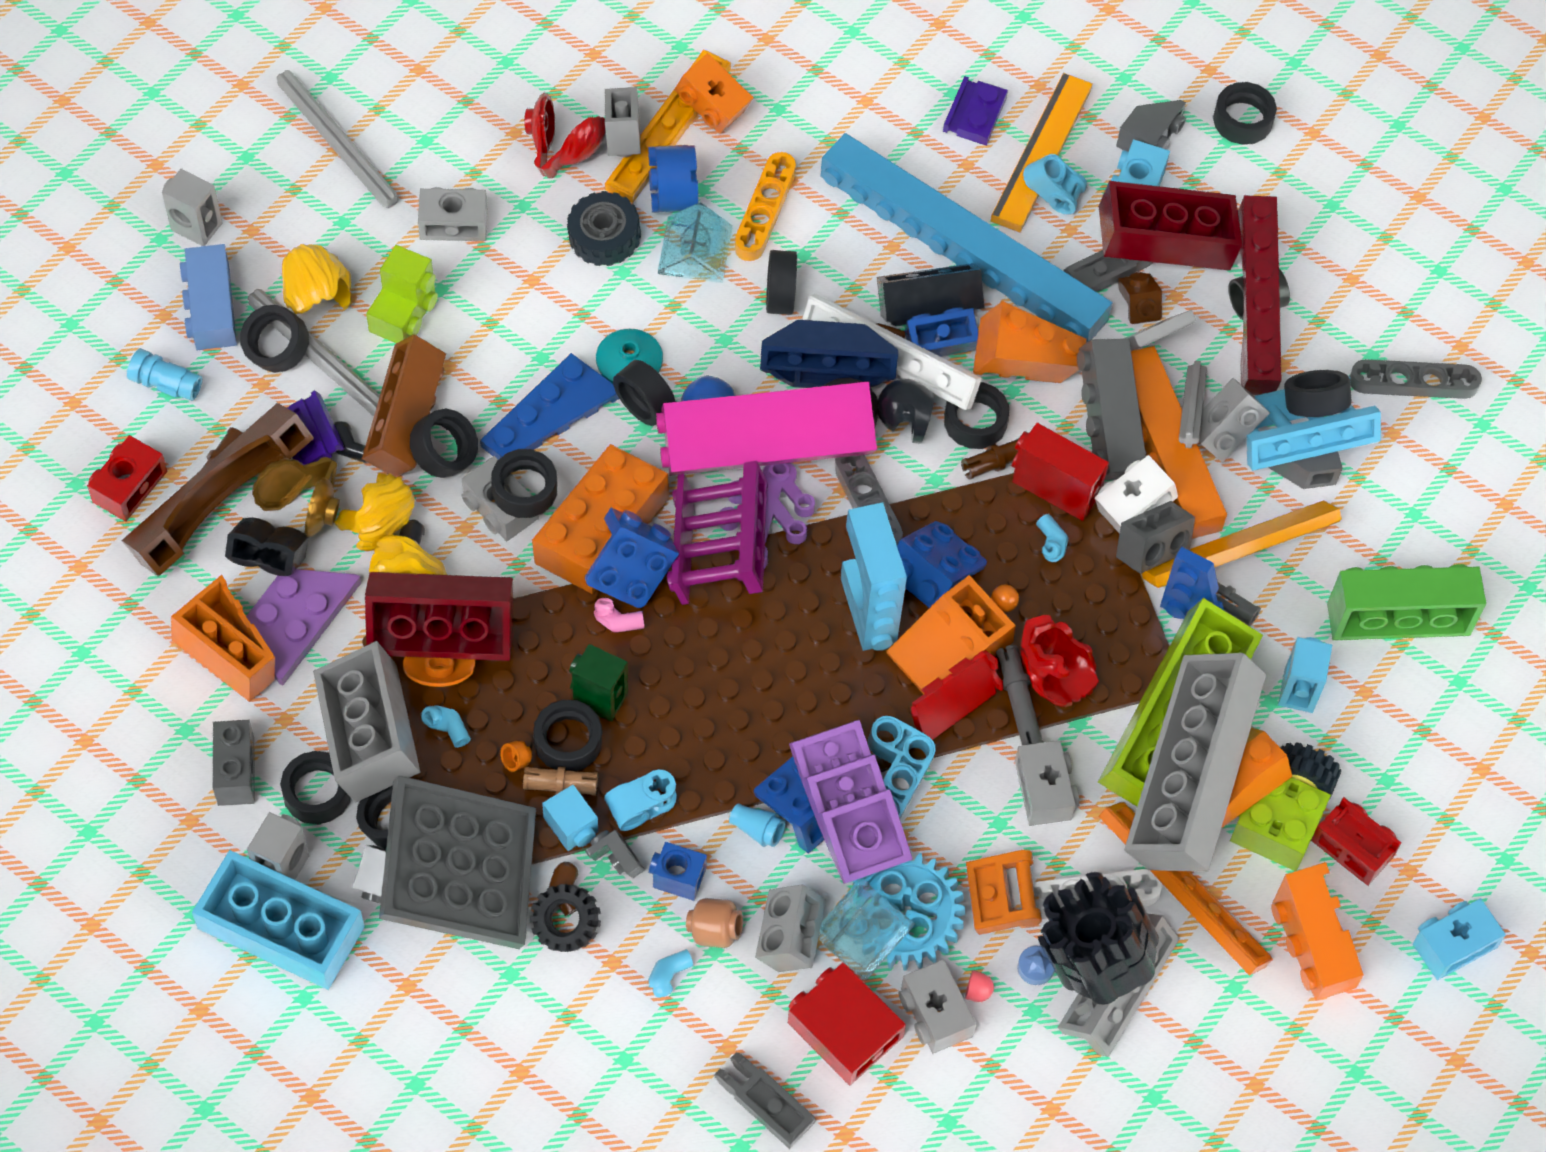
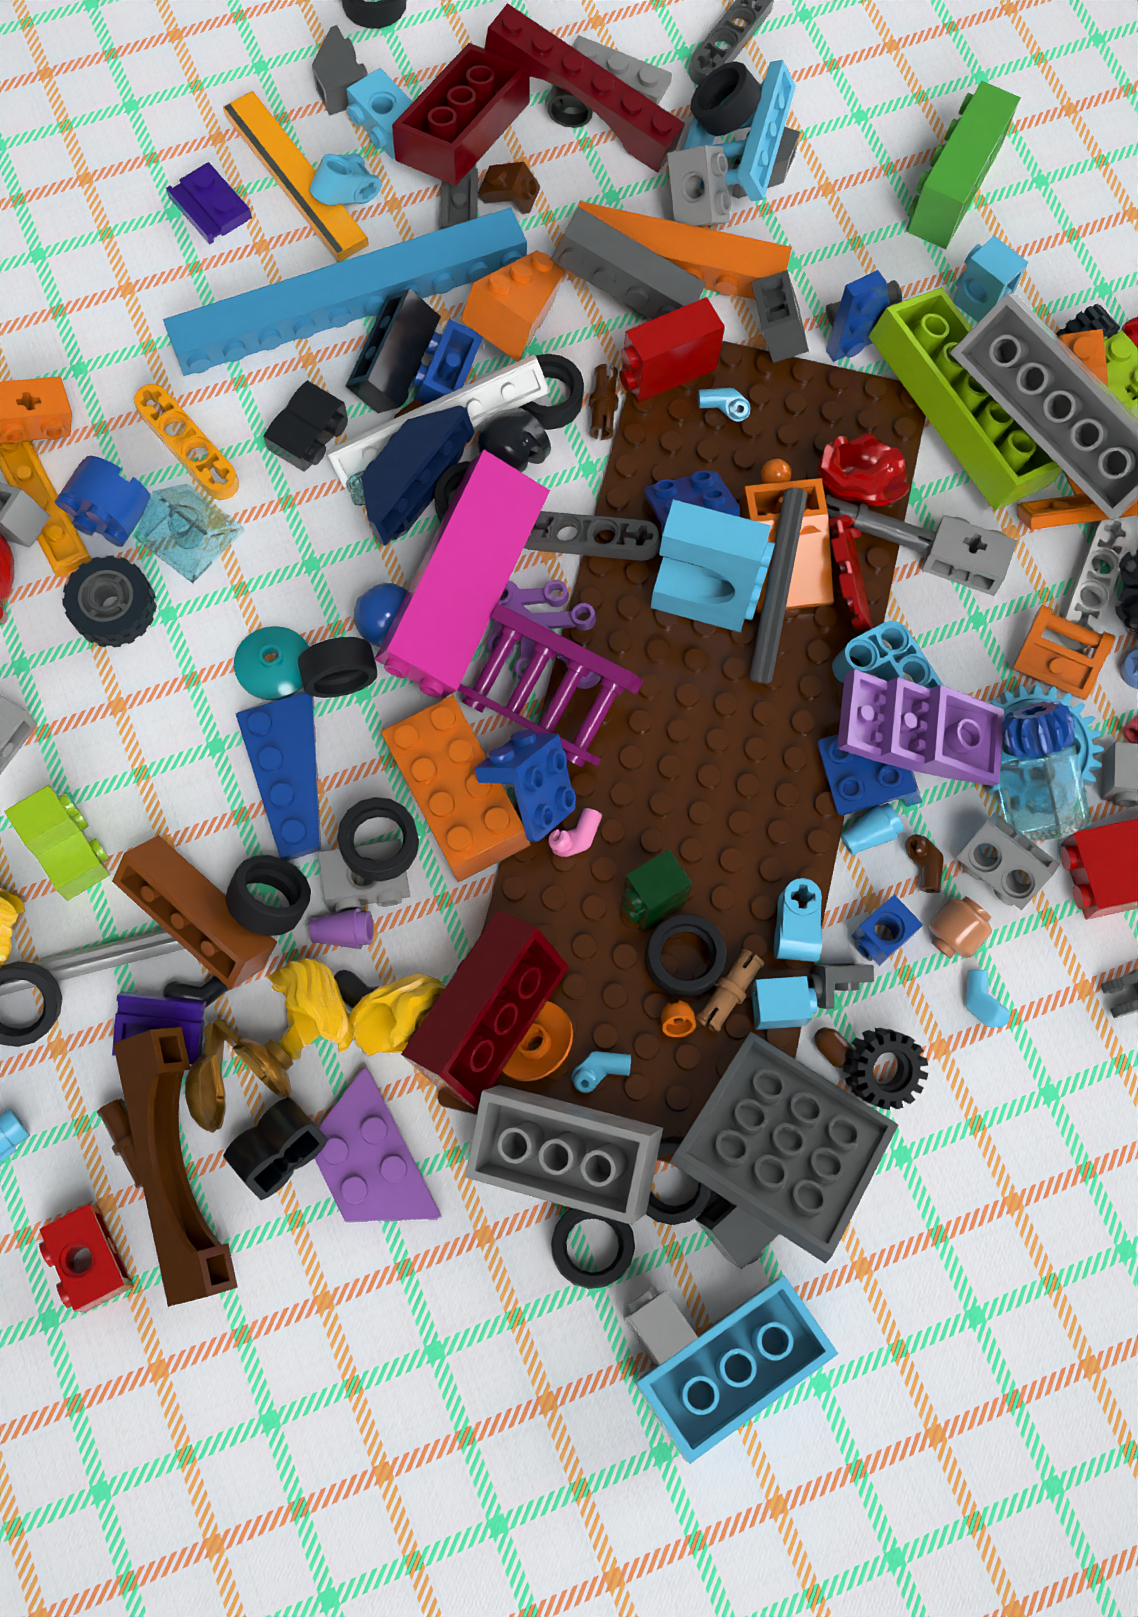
camera: 60 degrees left, 10 degrees up
(224, 640) = (363, 1253): orange wedge -> none
(233, 762) = (516, 1320): dark grey brick -> none
(453, 509) = (343, 929): none -> medium lavender cone
(761, 877) = (928, 859): none -> reddish brown arm
(781, 282) = (294, 471): black tyre -> none
(829, 272) = (306, 426): none -> black brick
(902, 881) = (1038, 729): none -> blue gear
(906, 644) = (778, 585): none -> dark grey axle
(1143, 479) = (736, 284): white brick -> none
(1161, 329) = (564, 193): light grey tile -> none
(1193, 404) = (663, 206): light grey axle -> none
(1255, 538) = (819, 252): light orange tile -> none
(1311, 317) = (641, 76): none -> light grey plate

